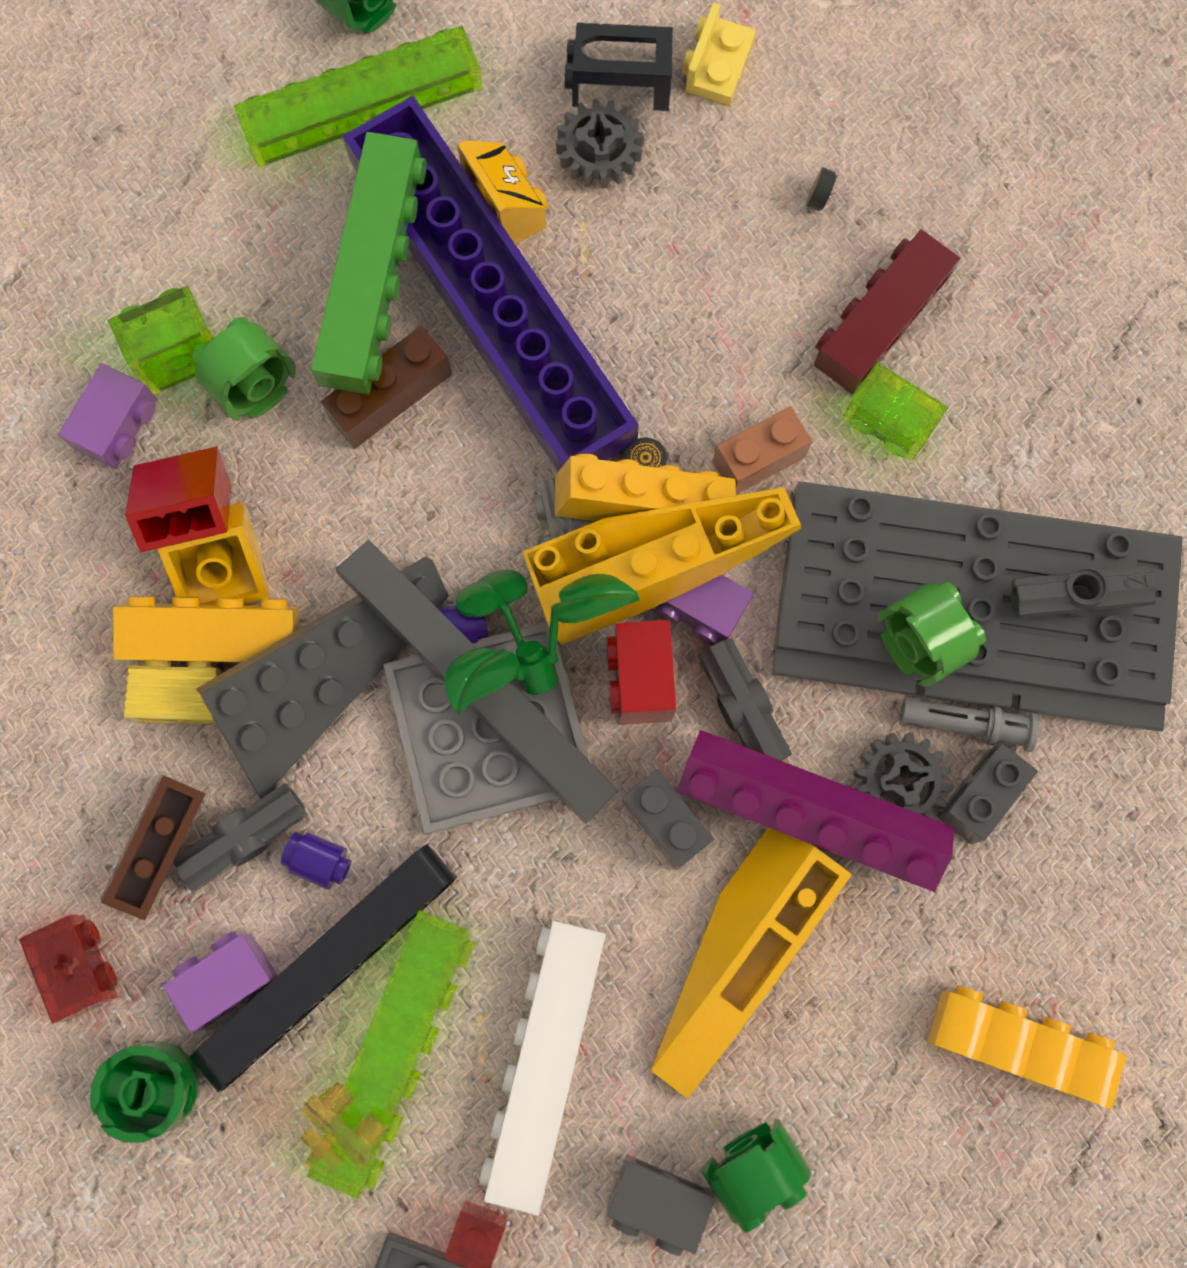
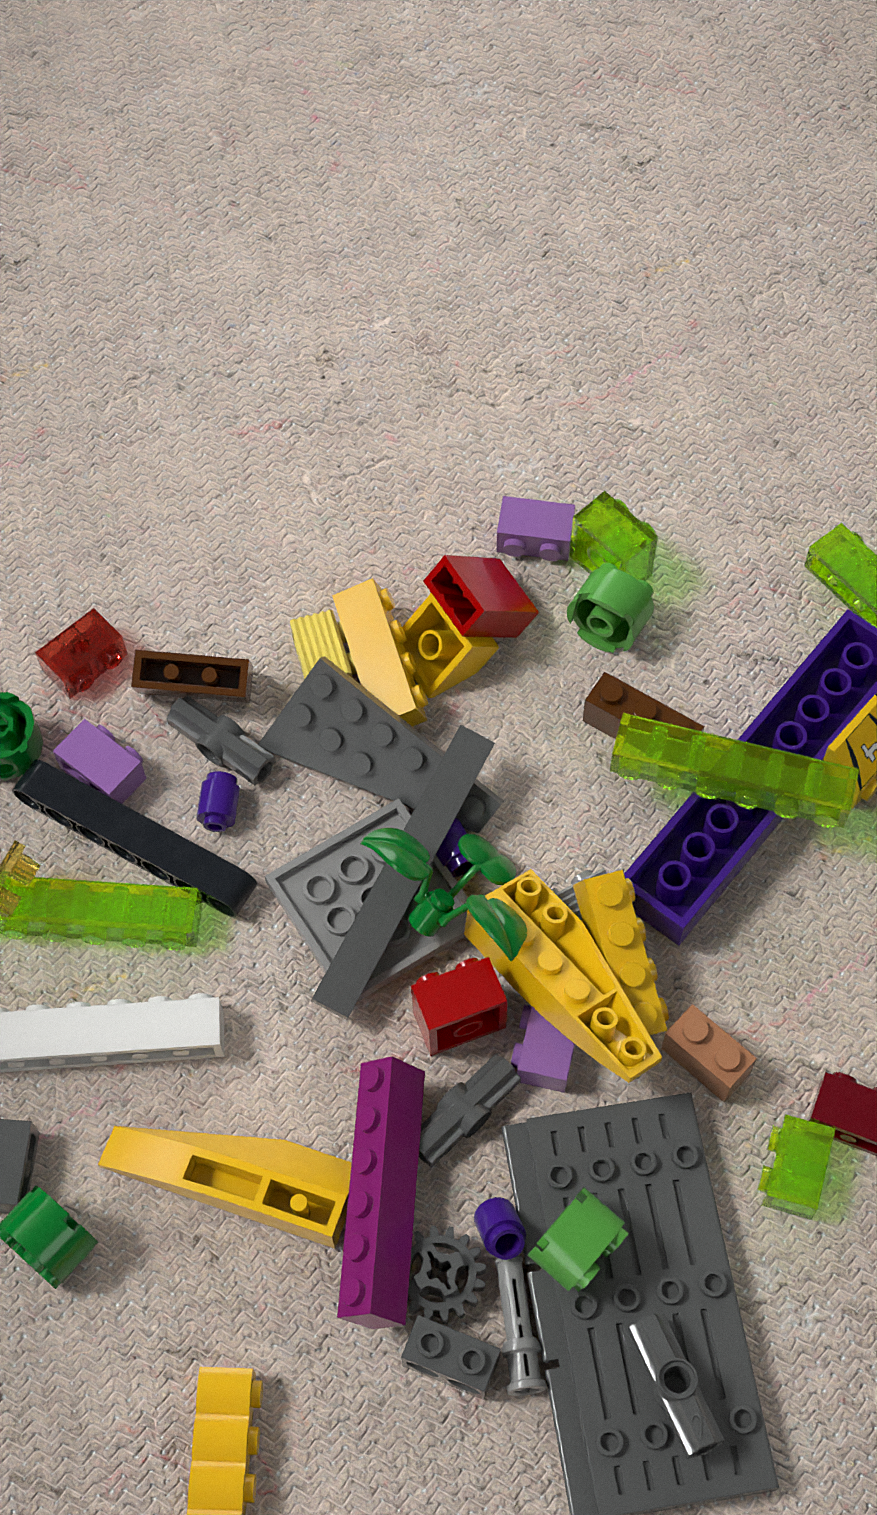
camera: 75 degrees right, 15 degrees down
(368, 264) = (736, 661): bright green brick -> none
(491, 312) = (734, 771): none -> clear neon green brick
(646, 452) = (667, 956): pearl dark grey tile -> none
(667, 819) = (335, 1071): dark grey brick -> none
(878, 706) = (500, 1228): none -> dark purple brick

